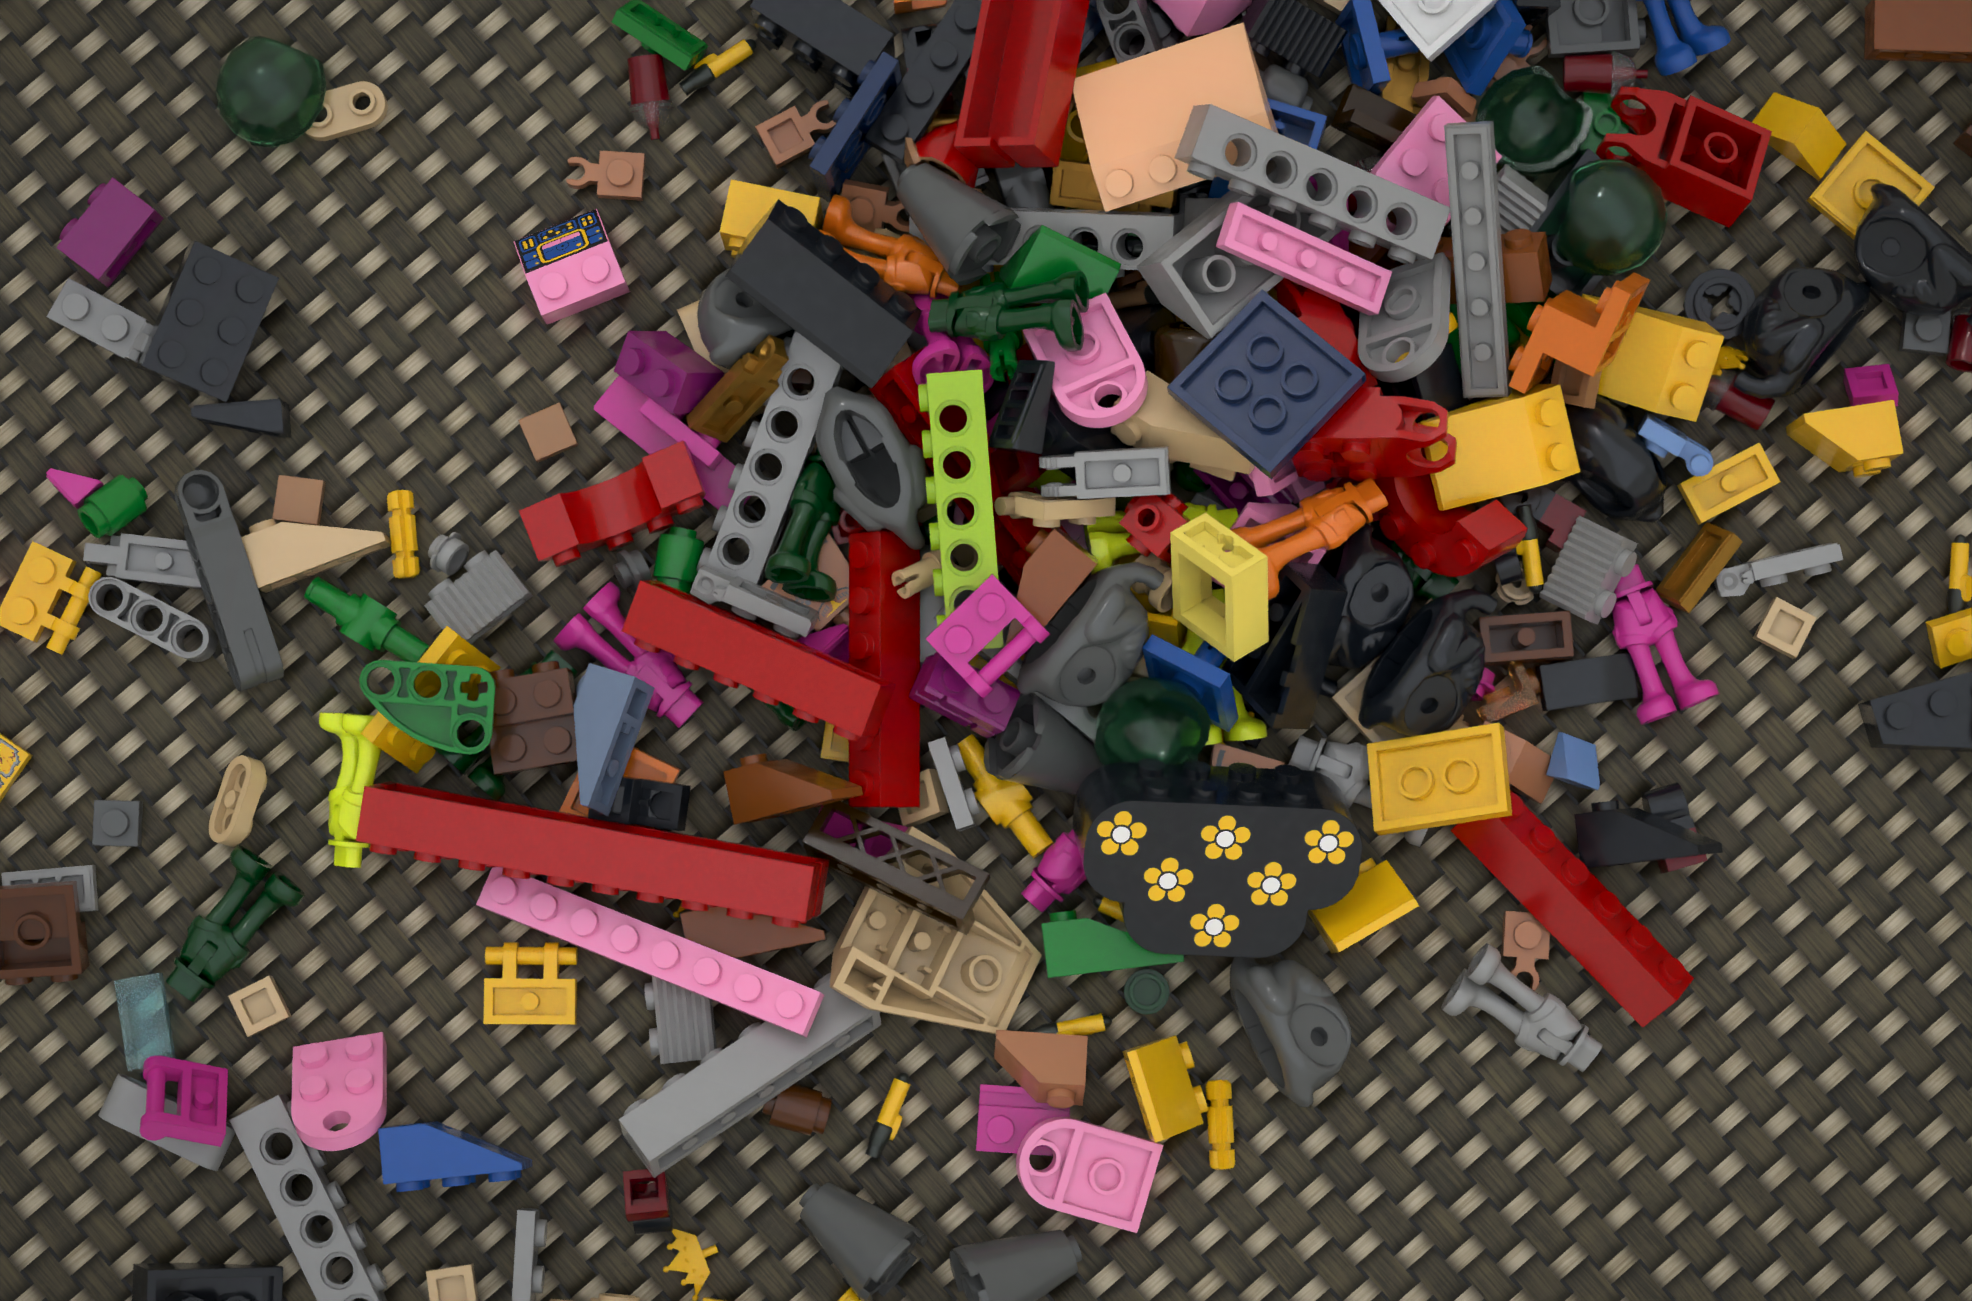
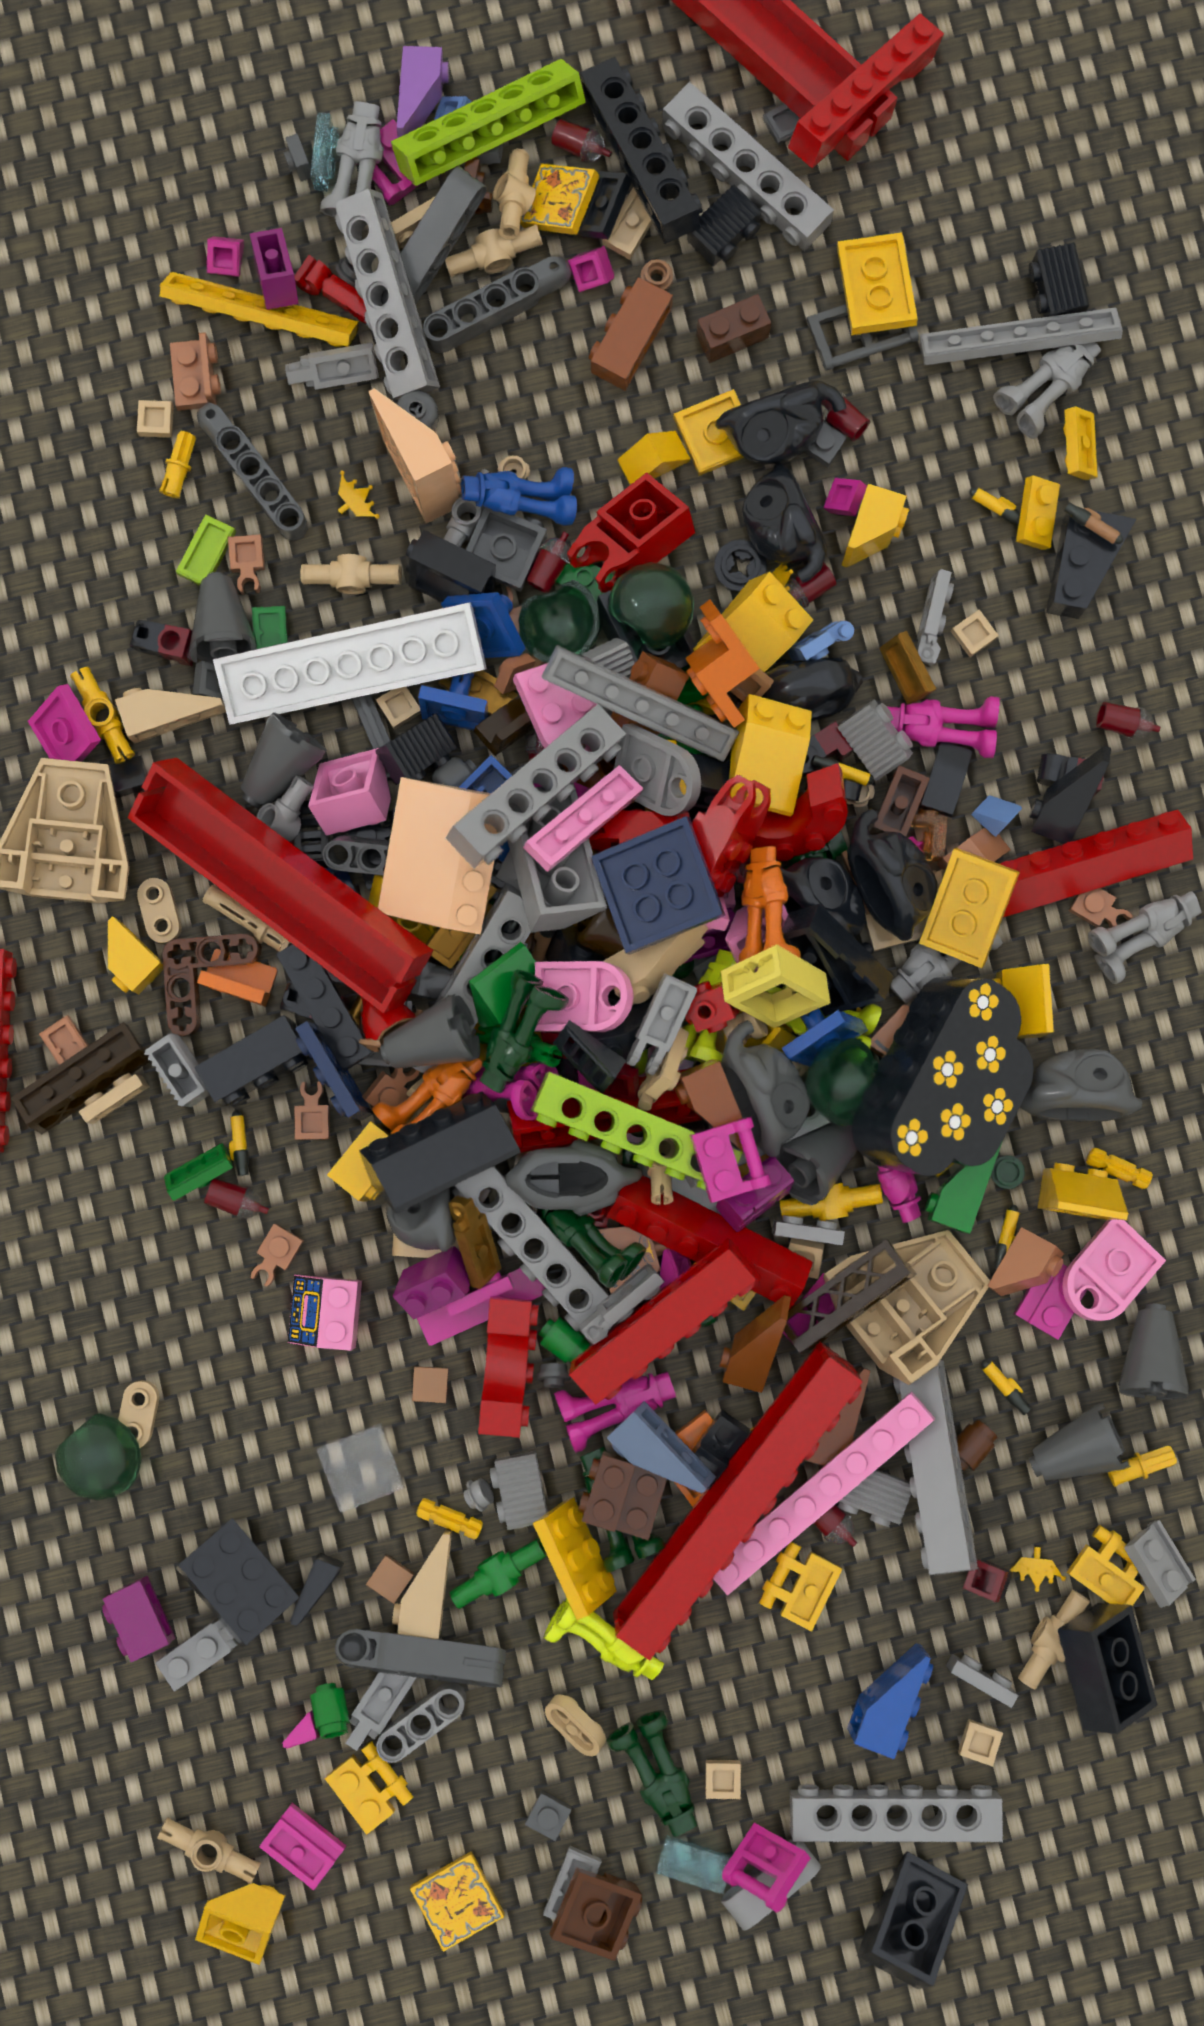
camera: 60 degrees left, 0 degrees up
(339, 1085) = (807, 1752): bright pink plate -> none
(410, 400) = (360, 1468): none -> clear tile
(438, 717) = (594, 1563): green beam -> none
(621, 991) = (836, 1526): none -> piece
(1729, 483) = (862, 611): yellow plate -> none
(1773, 865) = (1126, 720): none -> dark red piece

